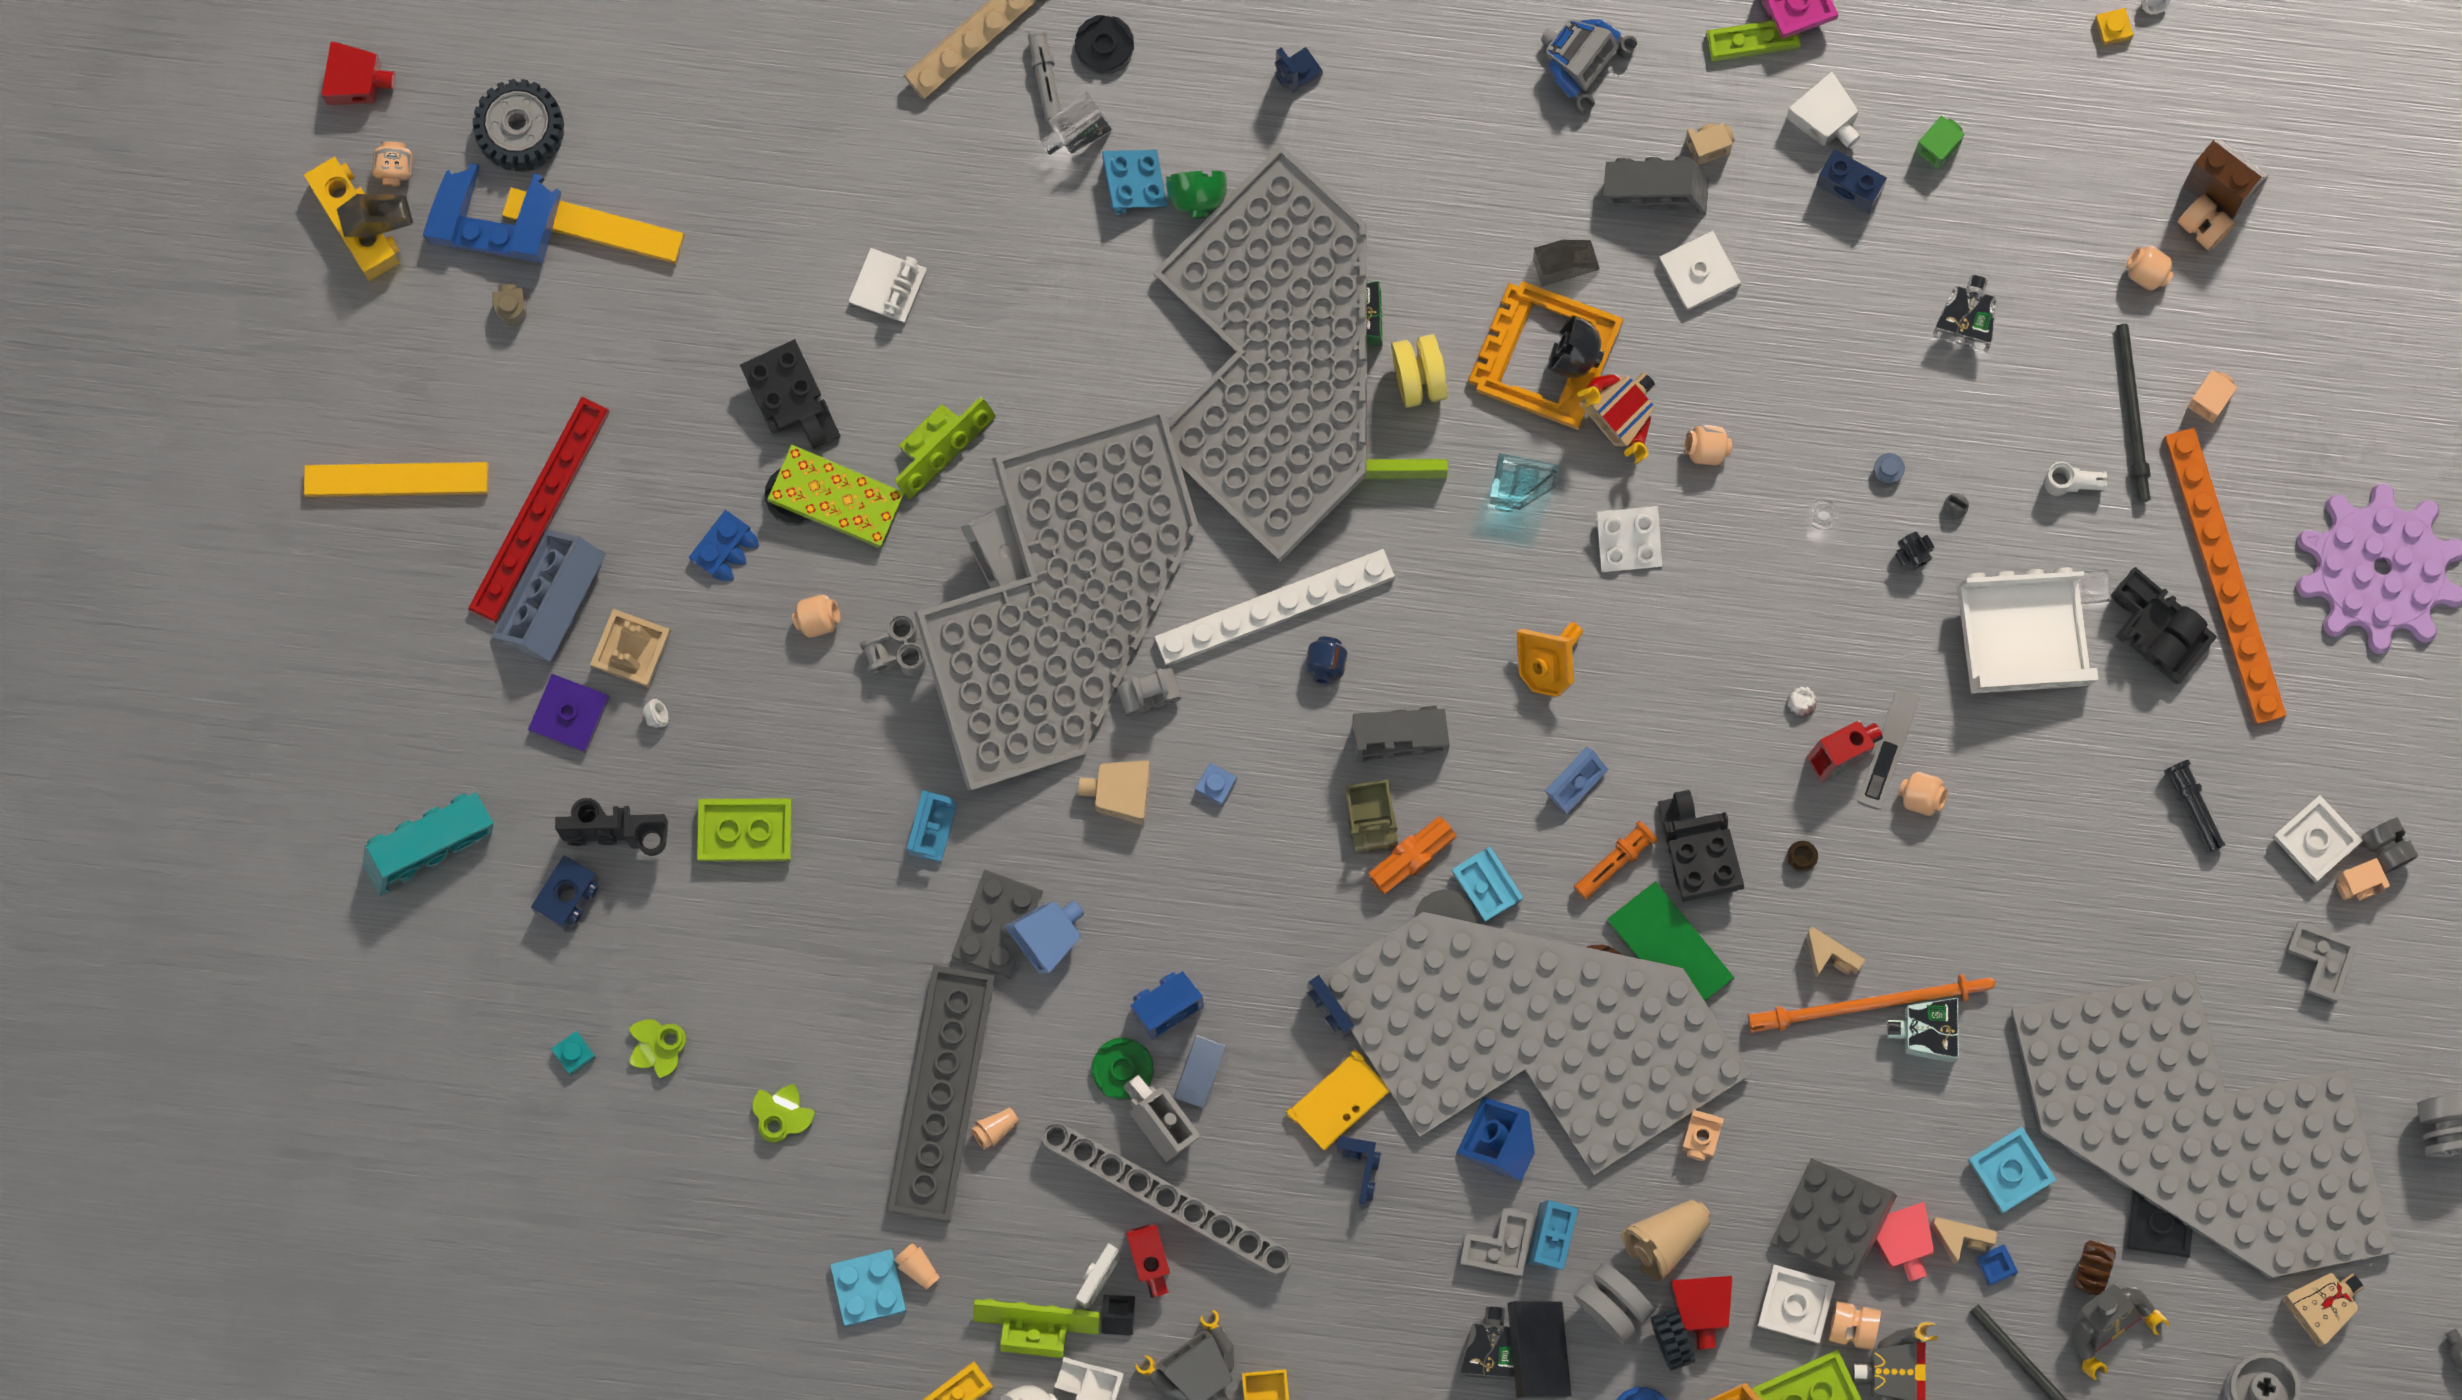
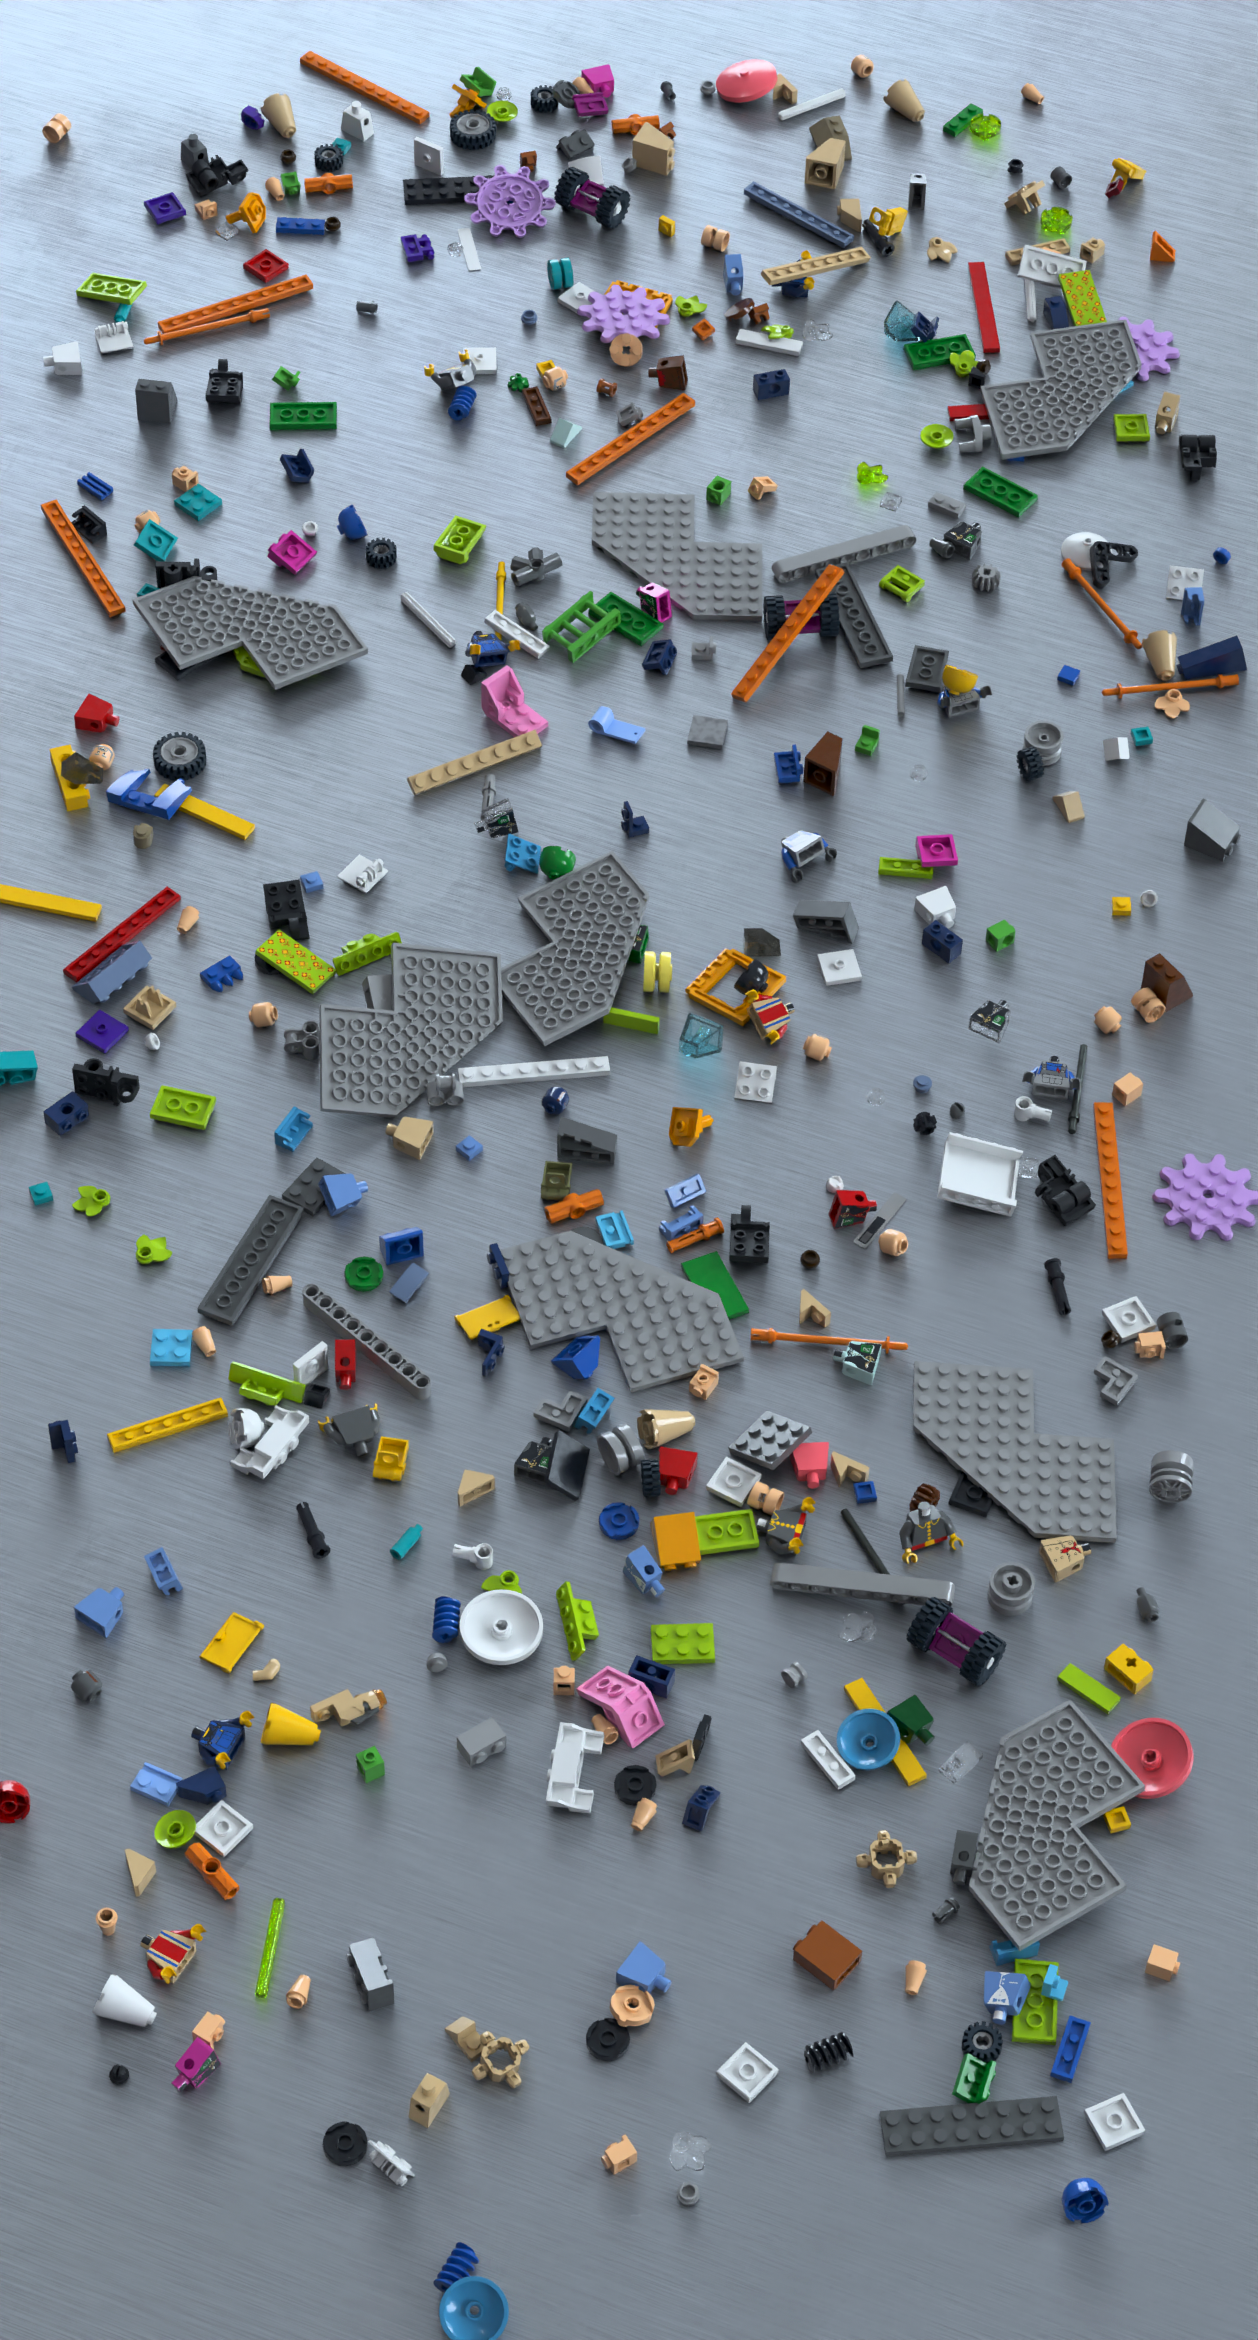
camera: 10 degrees right, 25 degrees down
(635, 456) = (188, 918): none -> light nougat cone
(810, 323) = (311, 882): none -> medium blue plate
(1104, 44) = (527, 792): black tile -> none
(1160, 1119) = (377, 1299): light grey hinge -> none
(1587, 844) = (682, 1225): none -> medium blue hinge
(1710, 142) = (864, 907): tan brick -> none
(2011, 1170) = (889, 1443): medium azure plate -> none
(2092, 409) = (1052, 1079): none -> torso
(2299, 885) = (1110, 1339): none -> dark brown plate

